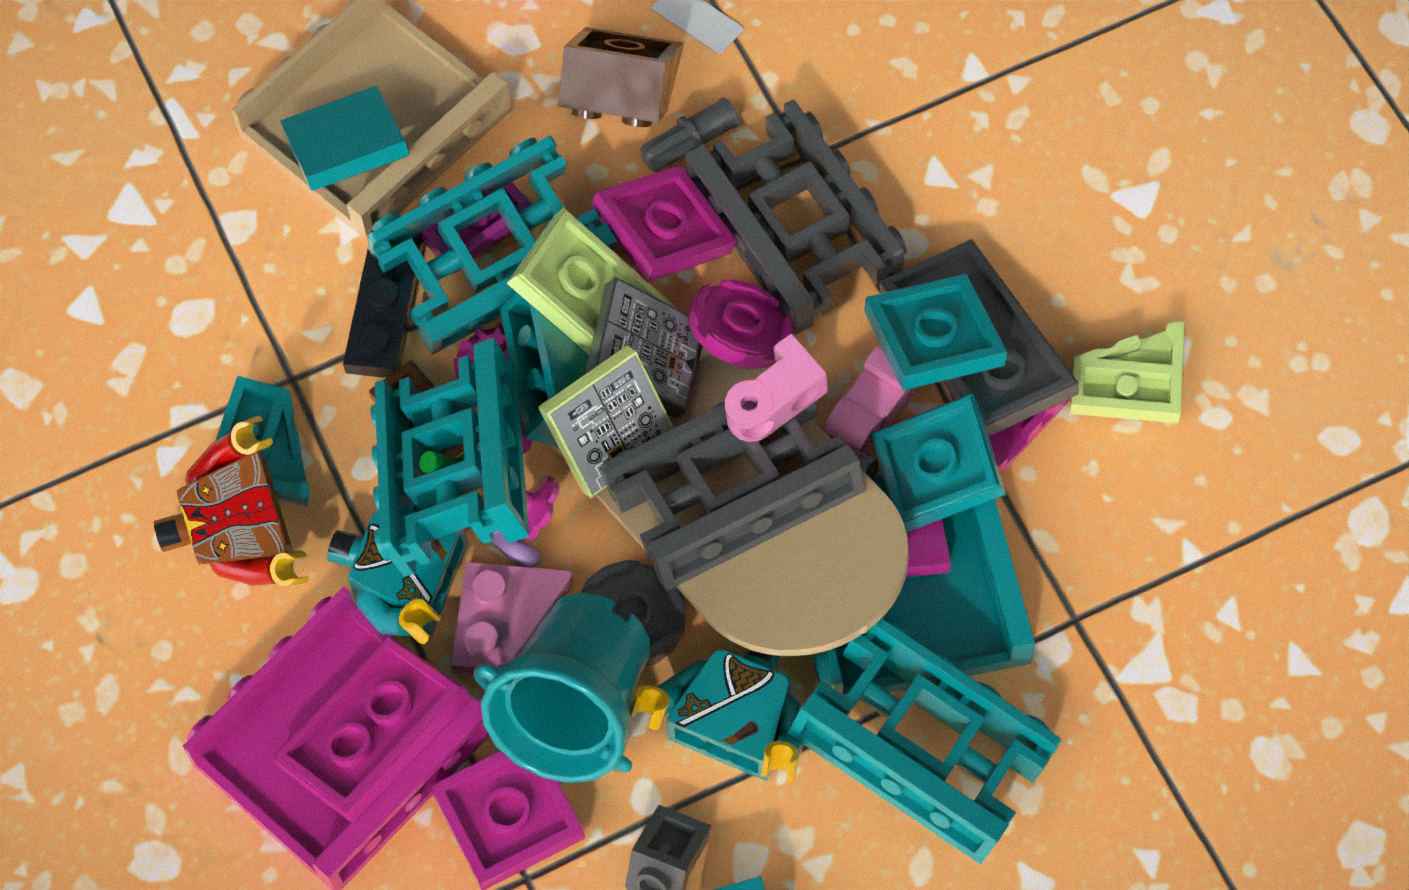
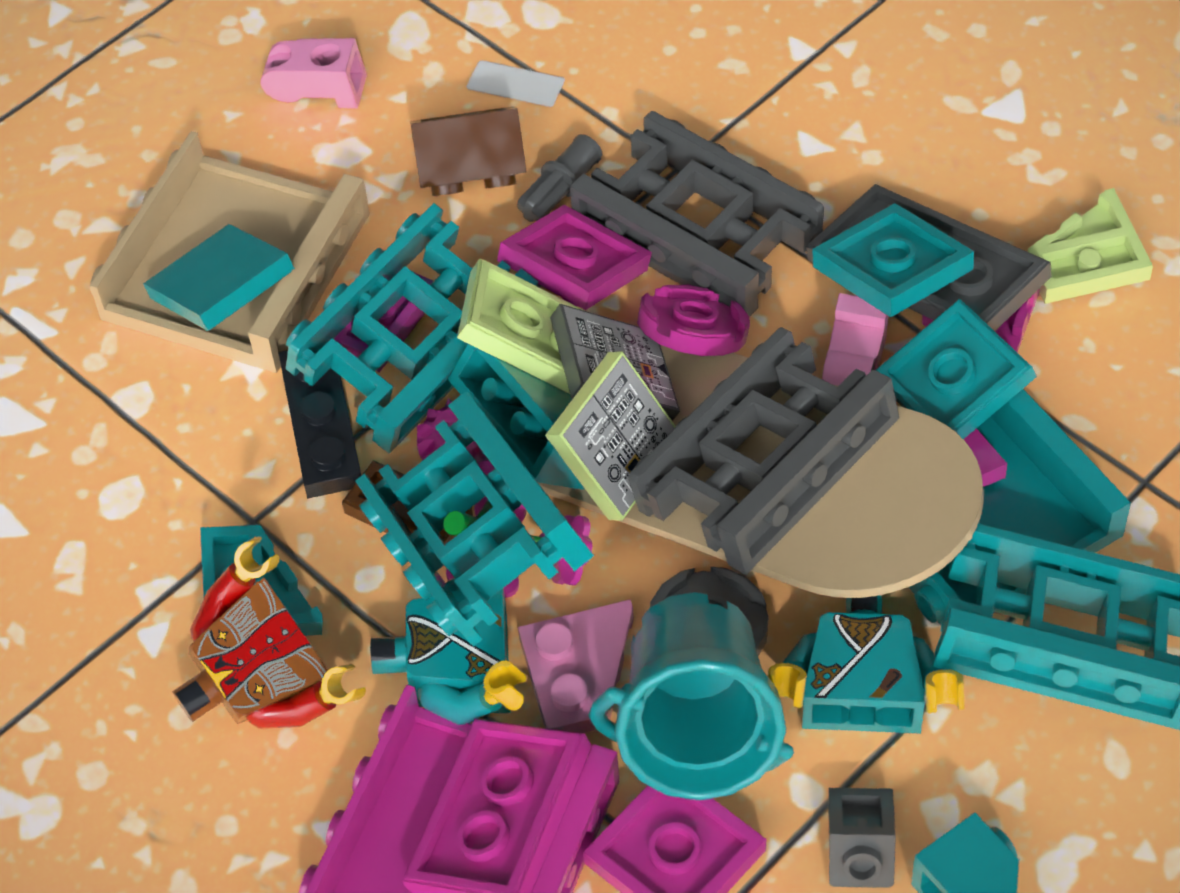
camera: 20 degrees left, 10 degrees down
(517, 551) = (550, 599): lavender piece -> none
(776, 395) = (783, 344): bright pink leg -> none

